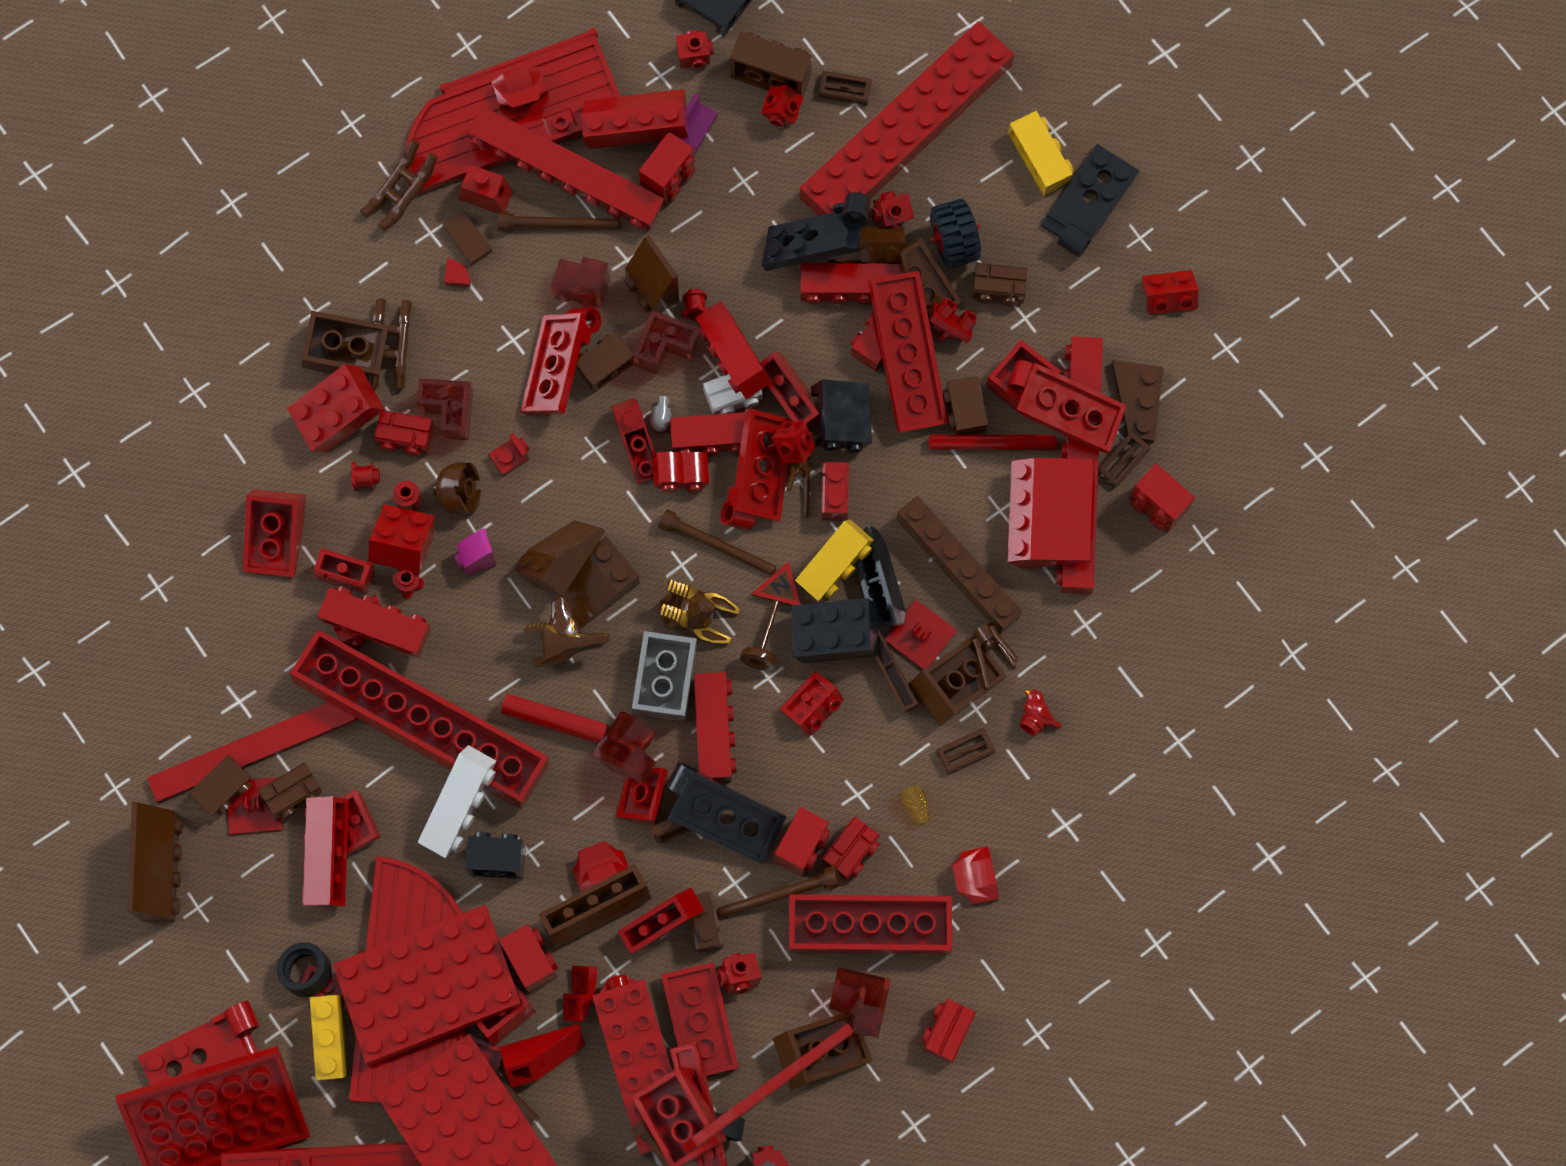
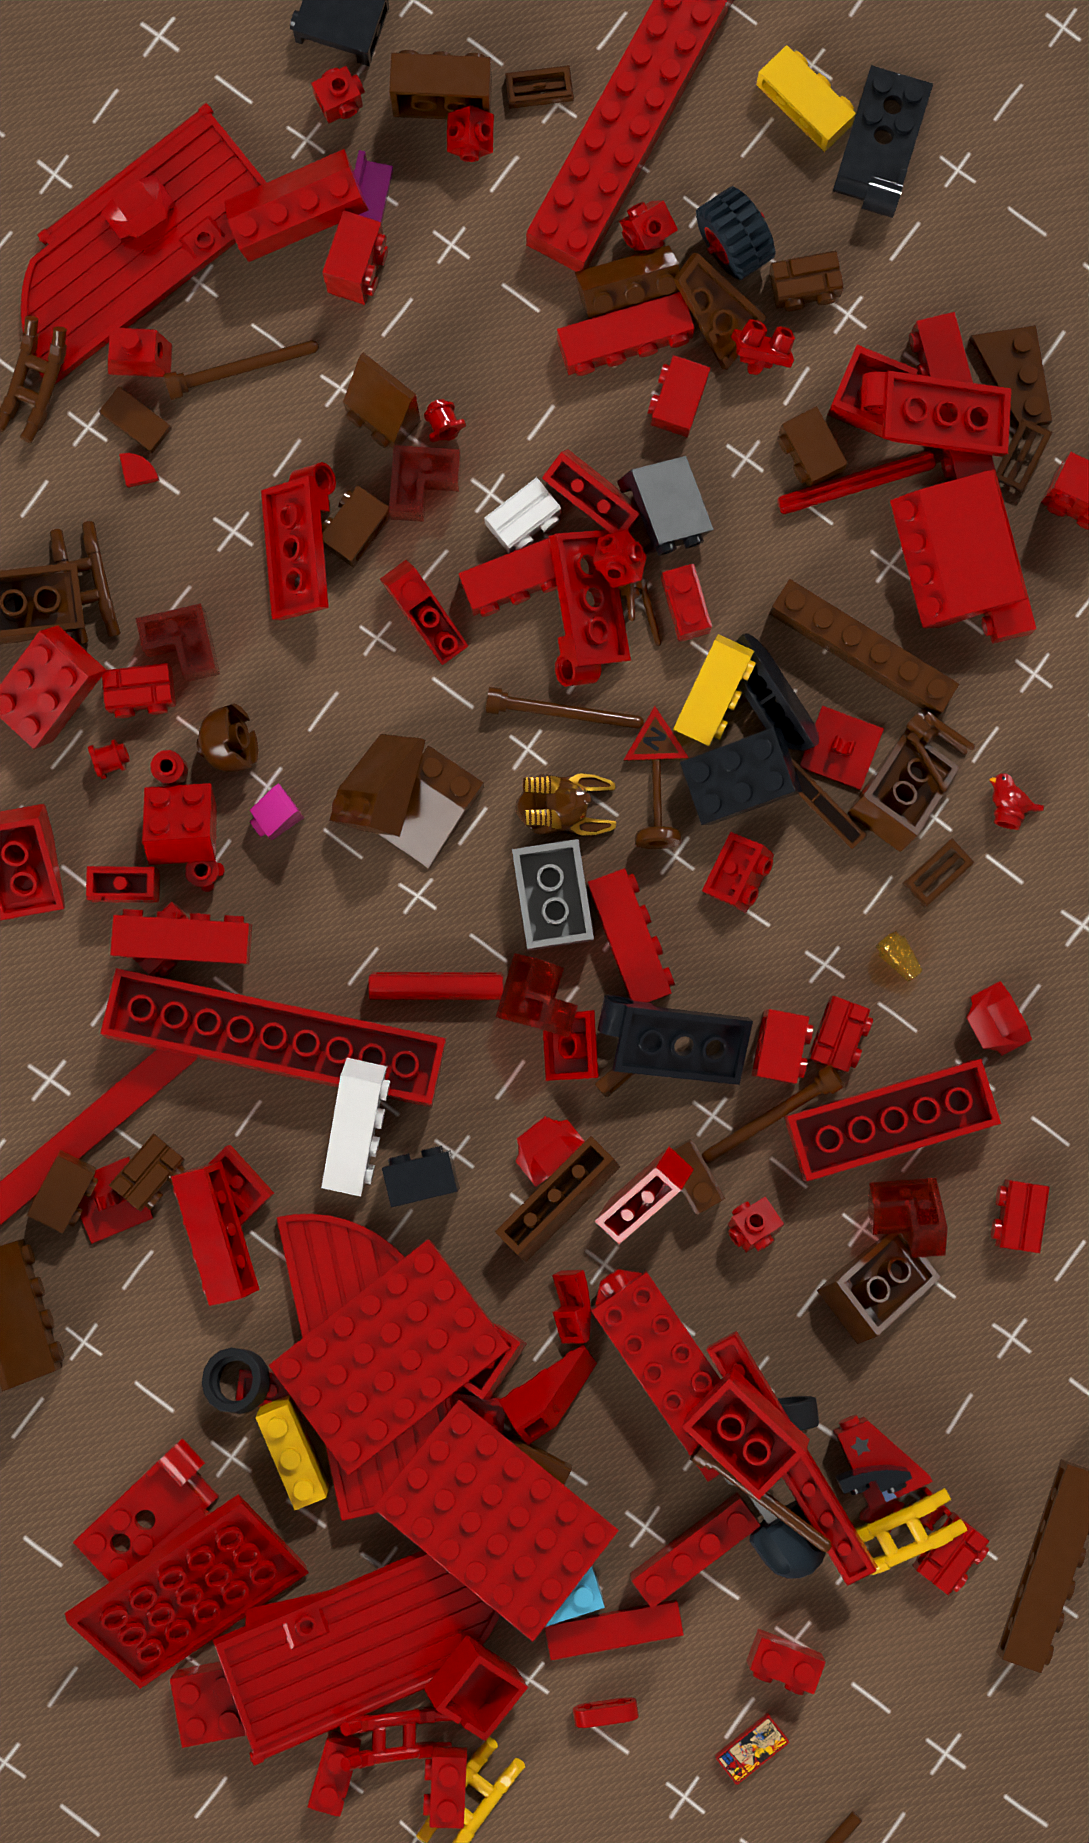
camera: 15 degrees left, 10 degrees up
(510, 455) = (277, 677): red bracket -> none
(528, 958) = (500, 1287): red brick -> none
(562, 635) = (414, 883): reddish brown piece -> none
(565, 168) = (227, 295): red brick -> none
(581, 282) = (294, 434): clear red brick -> none
(661, 415) = (444, 572): light grey cylinder -> none
(681, 471) = (491, 635): red brick -> none
(700, 1016) = (723, 1289): red plate -> none
(733, 350) = (510, 465): red brick -> none
(766, 1089) = (839, 1368): red tile -> none
(834, 232) = (593, 280): black hinge -> none
(908, 351) = (723, 401): red plate -> none
(1170, 292) = (1017, 227): red bracket -> none

